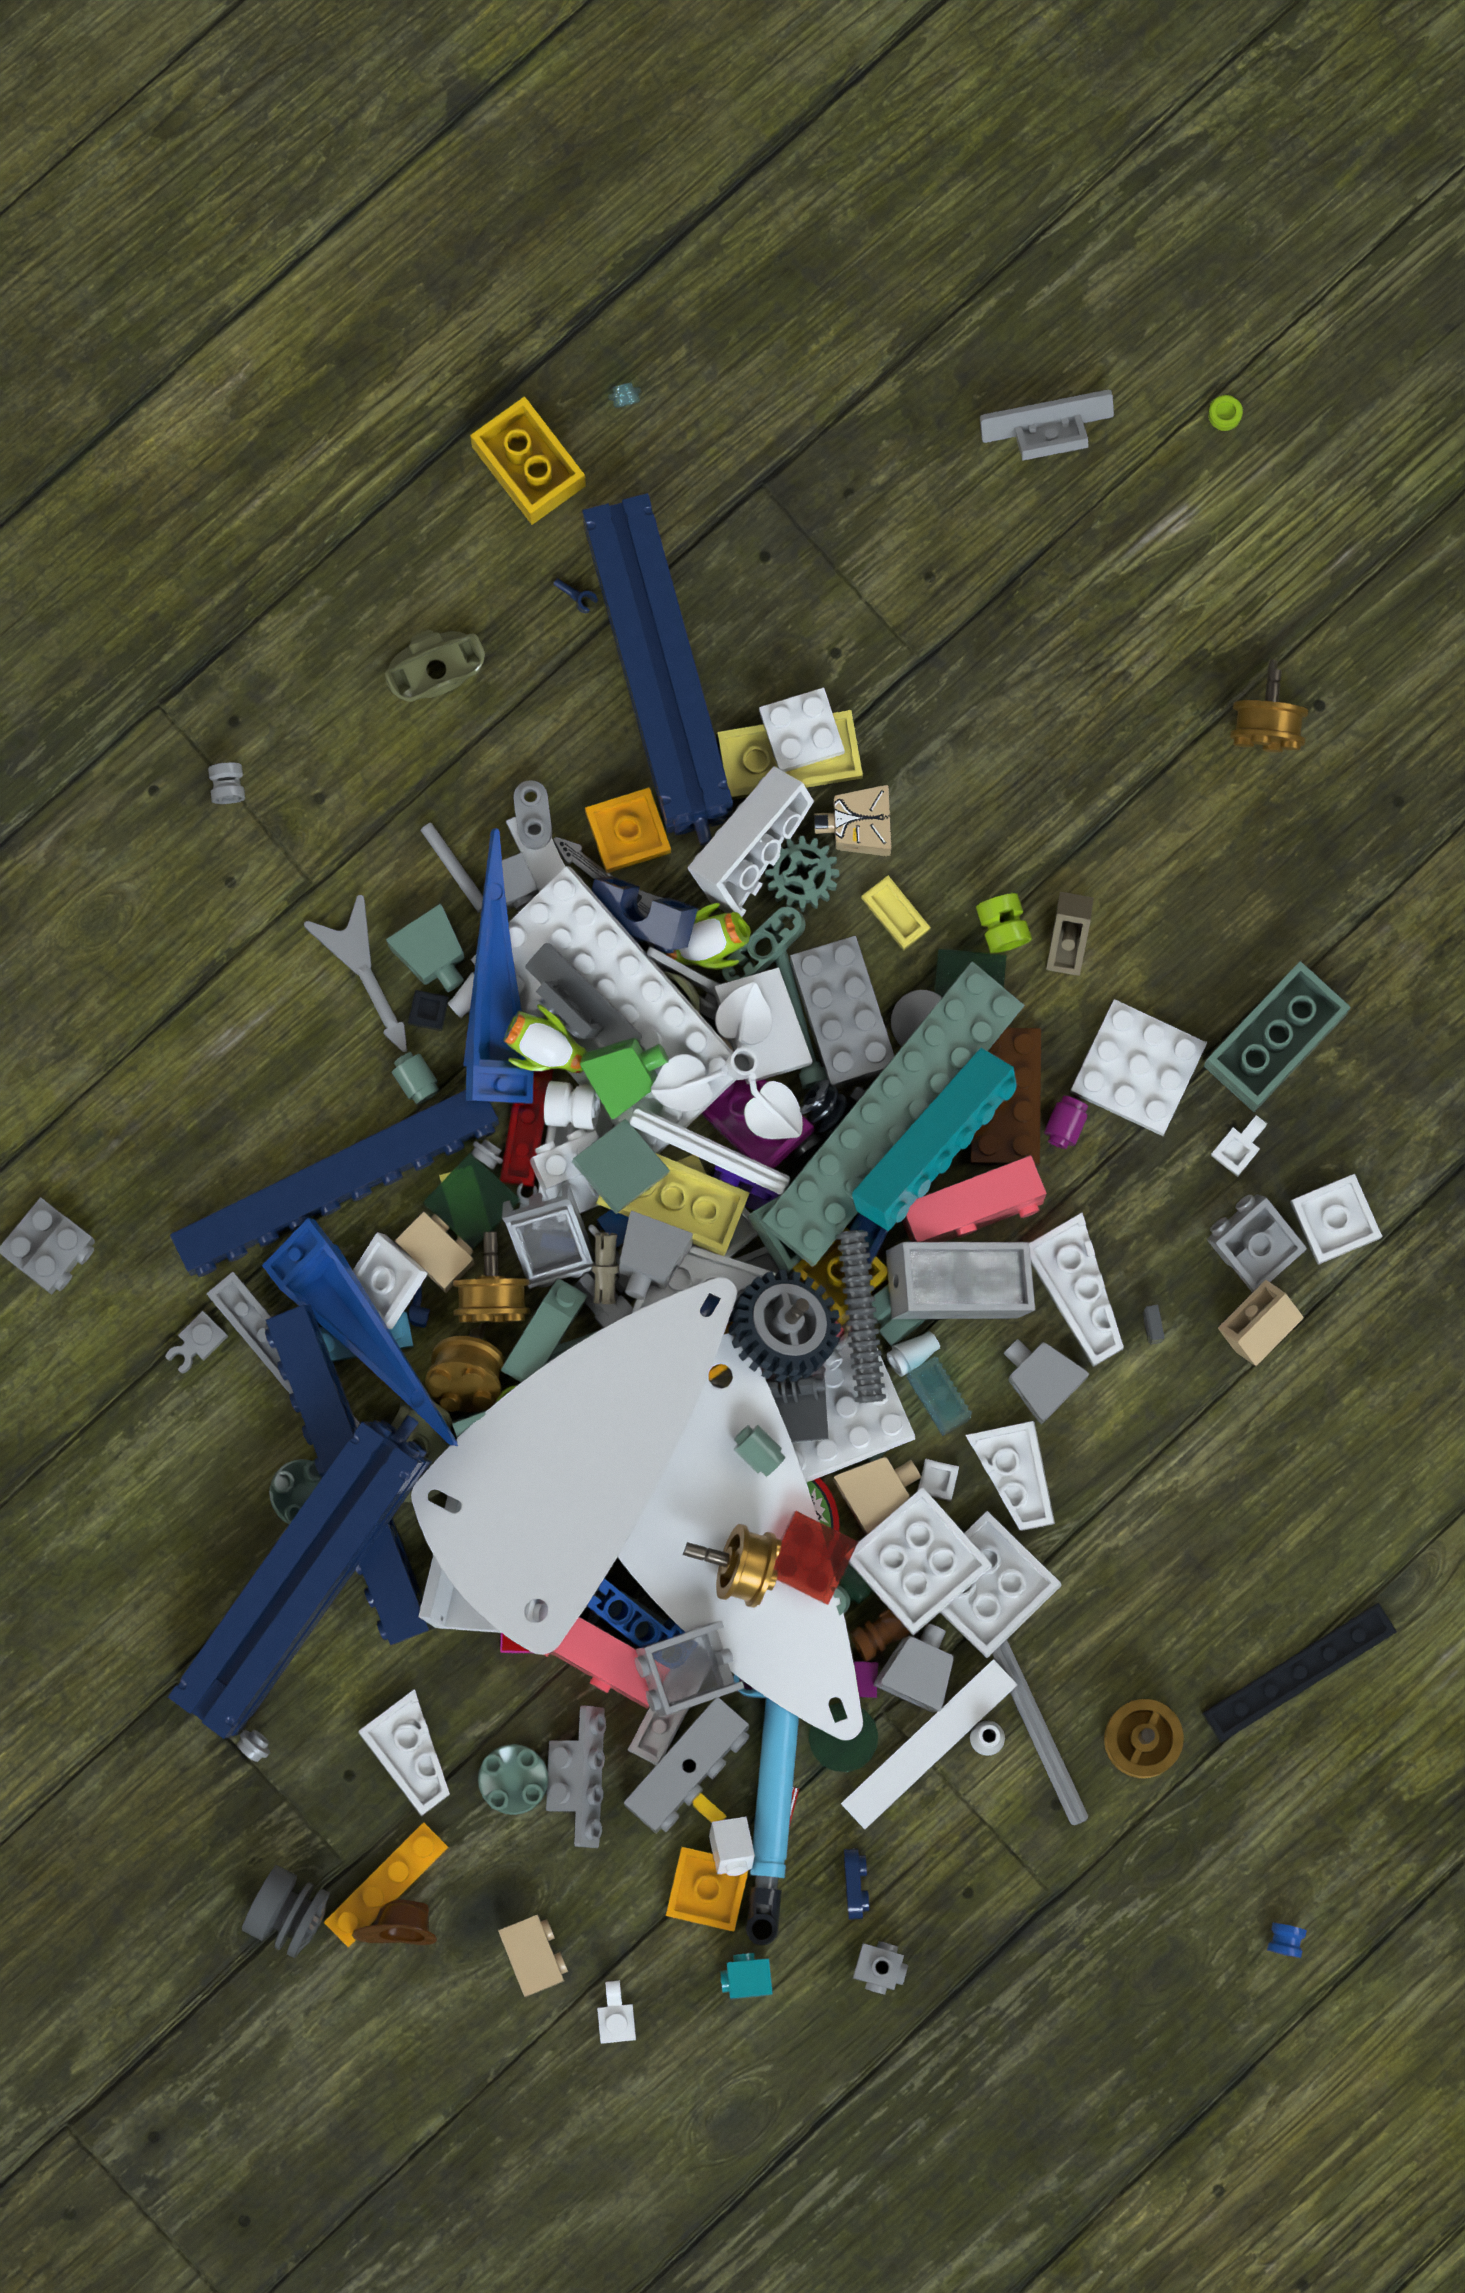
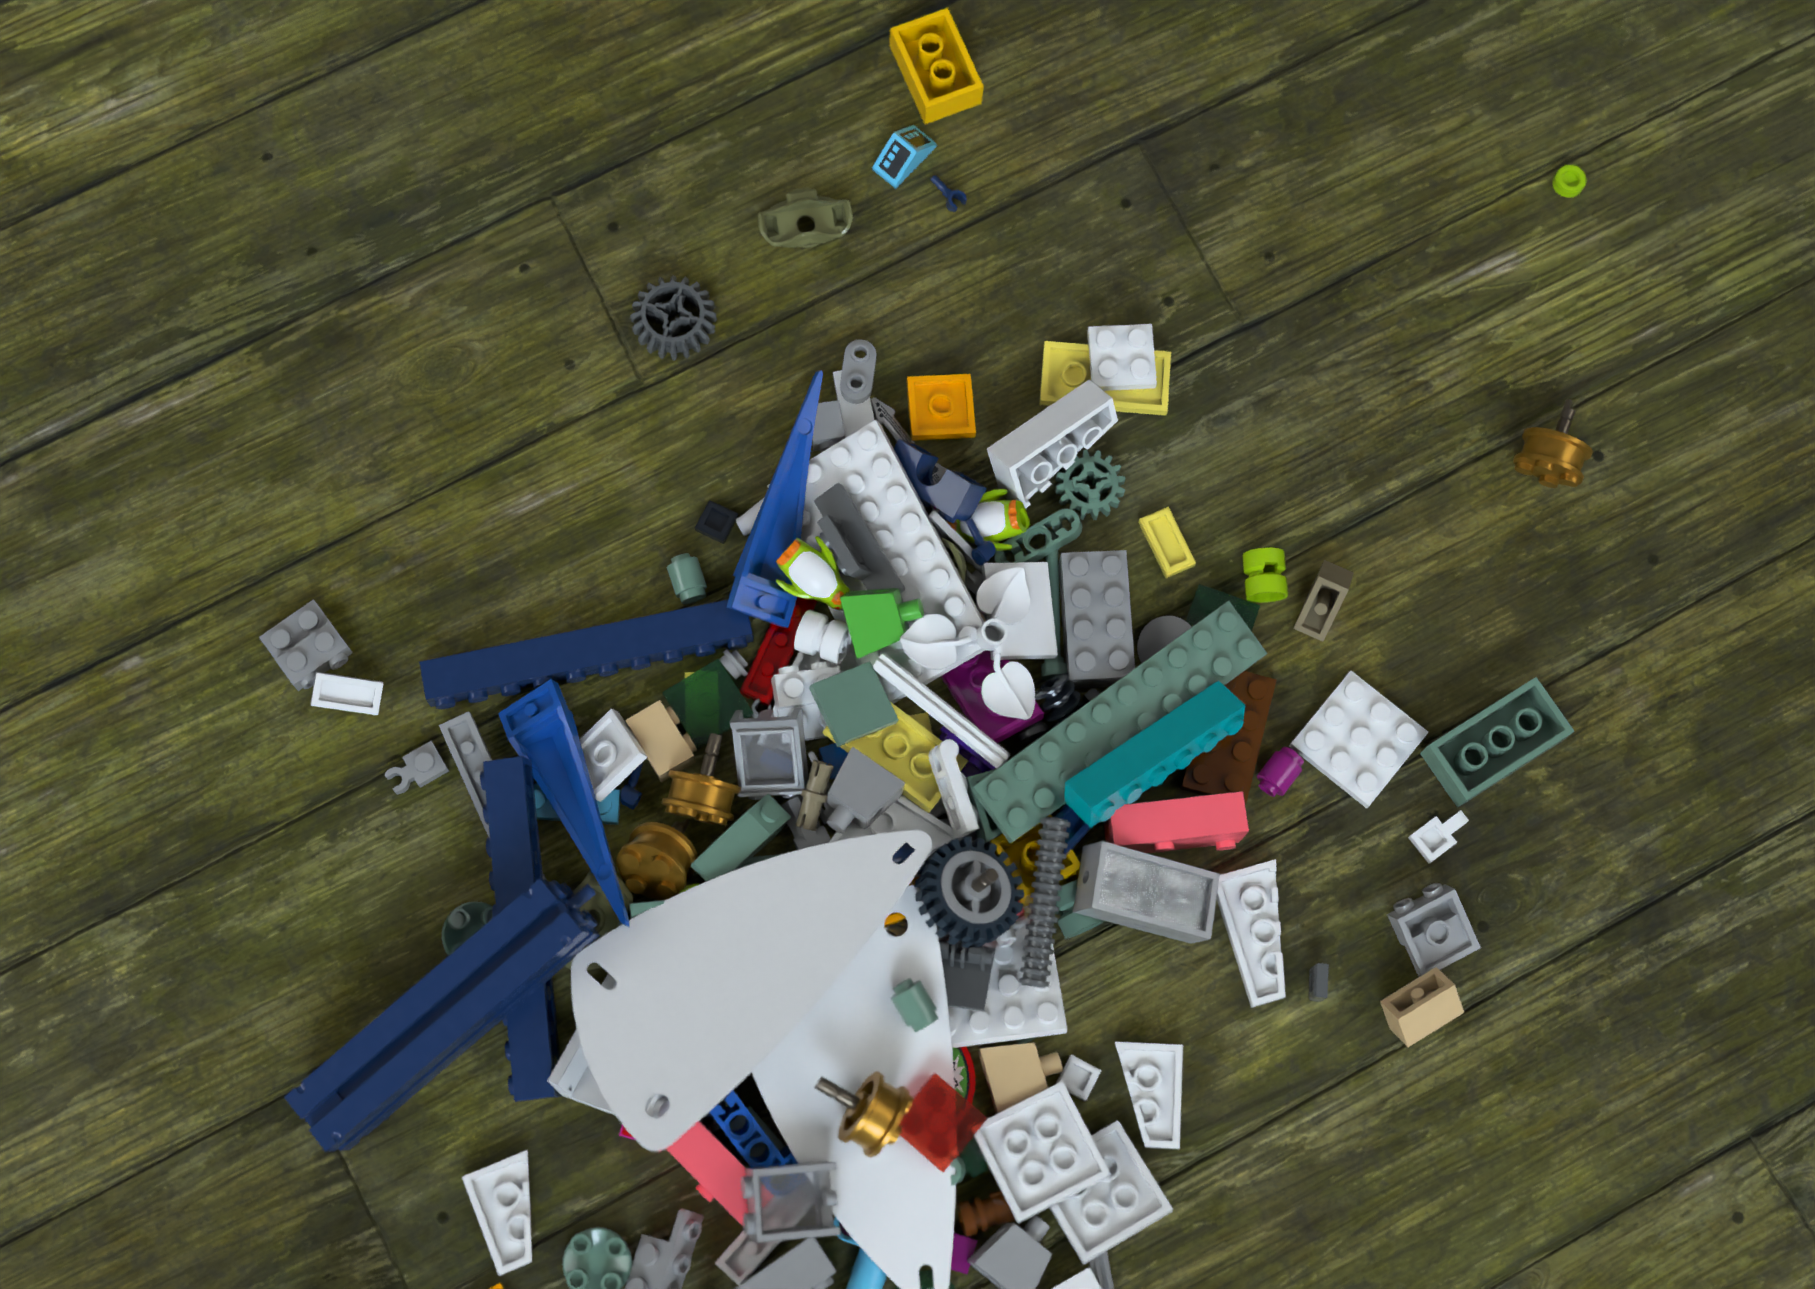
camera: 10 degrees right, 5 degrees down
(104, 1285) = (346, 693): none -> white tile
(226, 783) = (590, 275): light grey wheel -> none
(253, 1745) = (359, 1164): light grey plate -> none
(311, 805) = (651, 307): none -> dark grey gear
(354, 951) = (663, 451): light grey piece -> none
(430, 949) = (732, 466): sand green torso -> none
(453, 866) = (773, 397): light grey bar -> none
(518, 565) = (903, 154): none -> medium azure slope
(625, 395) = (1036, 34): clear light blue plate -> none
(658, 666) = (1006, 269): dark blue brick -> none
(711, 972) = (984, 549): none -> dark blue hand
(742, 1225) = (953, 788): none -> white plate
(859, 821) = (1154, 452): tan torso -> none
(912, 1353) = (1083, 950): white cone -> none
(939, 1396) = (1099, 997): clear light blue brick -> none
(1043, 1378) = (1202, 1006): light grey torso -> none
(1050, 425) = (1409, 151): light grey bracket -> none
(1336, 1219) = (1514, 927): white plate -> none

